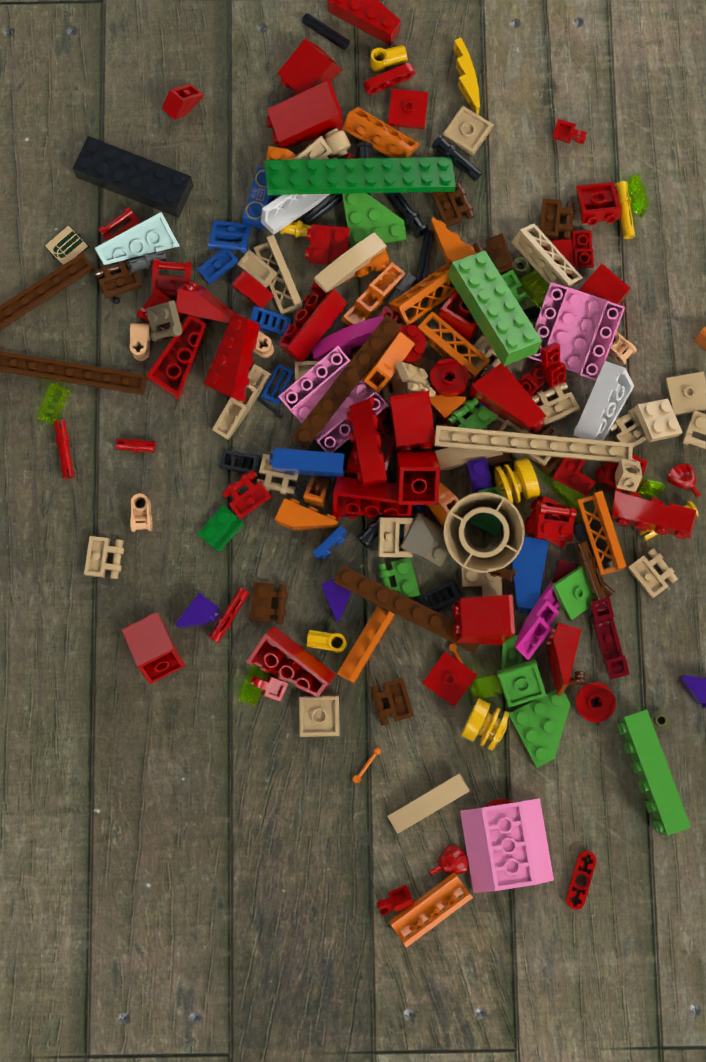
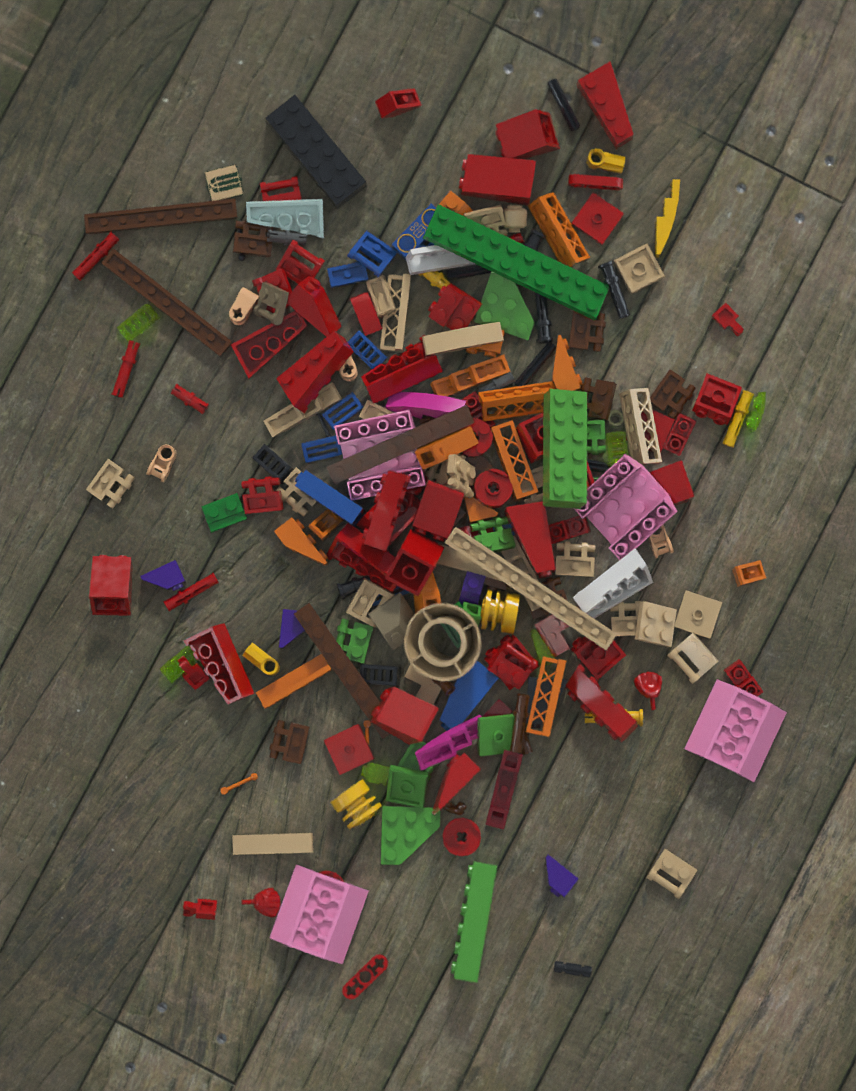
camera: 25 degrees right, 5 degrees up
(262, 603) = (225, 597): reddish brown plate -> none
(265, 436) = (319, 442): none -> blue tile
(319, 716) = (221, 720): tan plate -> none
(324, 549) = (302, 580): blue plate -> none
(429, 907) = (225, 929): orange fence -> none
(553, 369) = (590, 526): red slope -> none
(628, 475) = (596, 659): tan brick -> none
(649, 577) = (569, 757): tan plate -> none
(651, 487) = (616, 678): clear neon green slope -> none
(660, 727) = (512, 887): olive plate -> none

